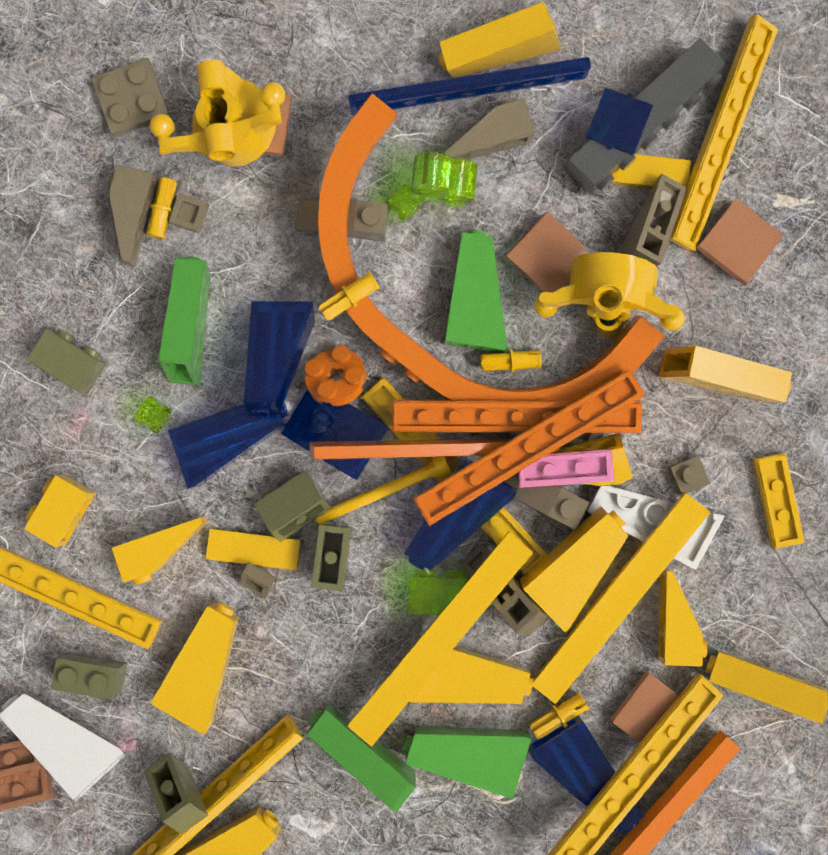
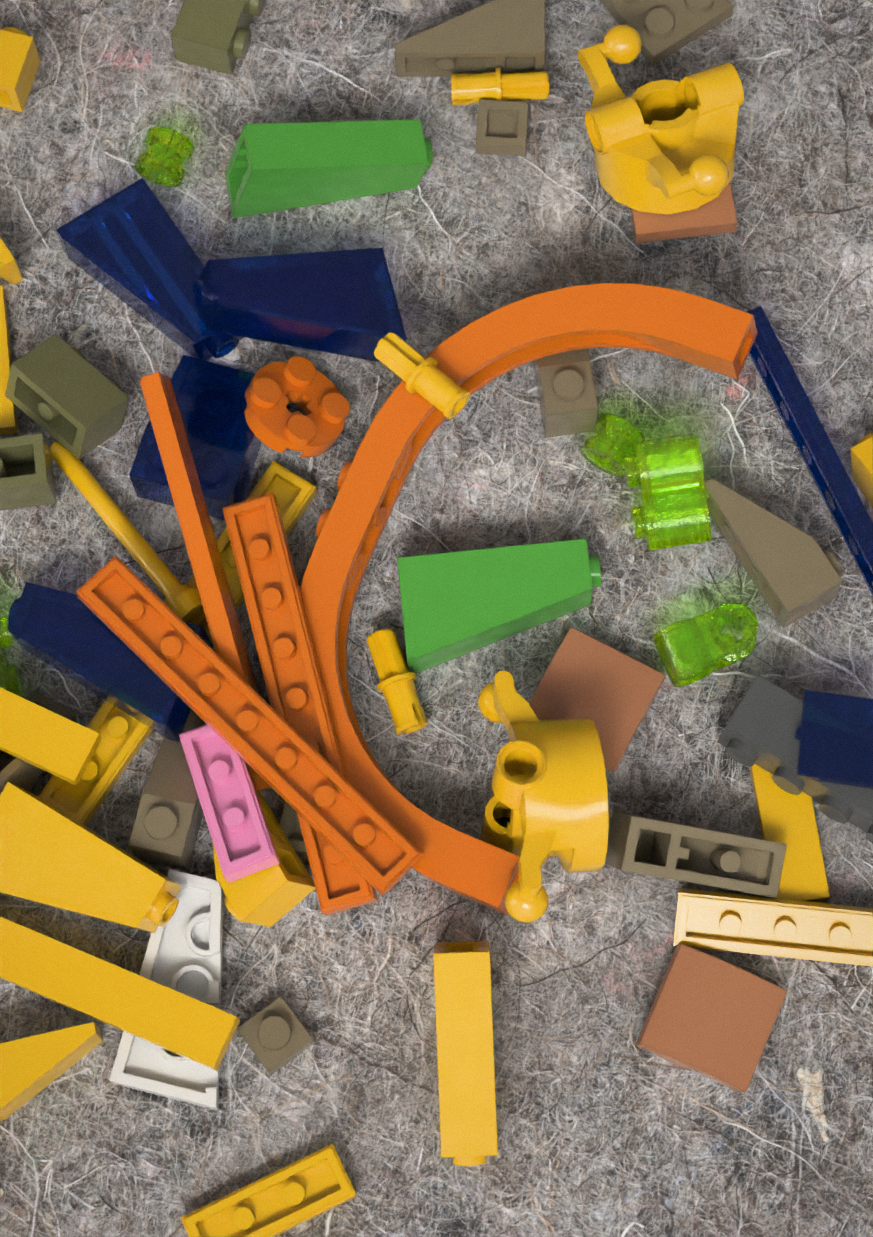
camera: 80 degrees right, 15 degrees down
(535, 189) = (698, 644): none -> clear neon green piece

